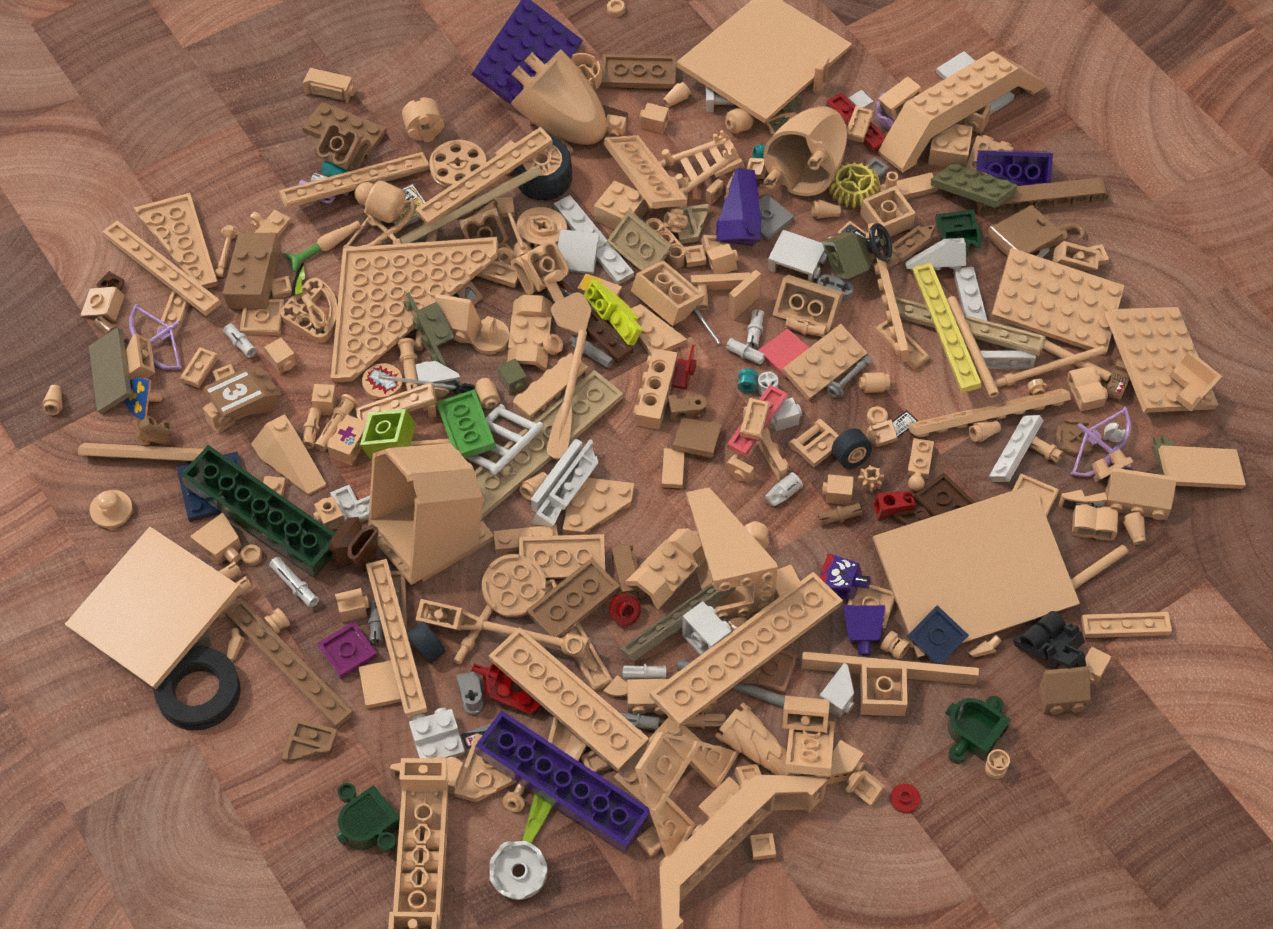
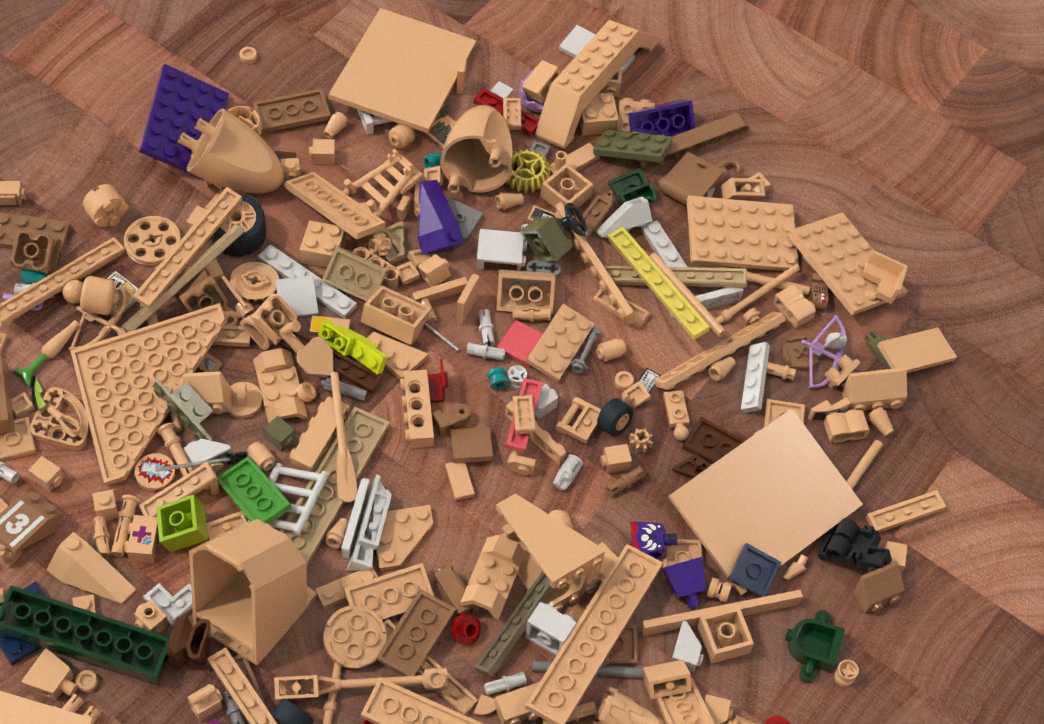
camera: 25 degrees left, 0 degrees up
(299, 587) = (147, 700): white pin -> none
(893, 502) = (667, 458): red leg -> none

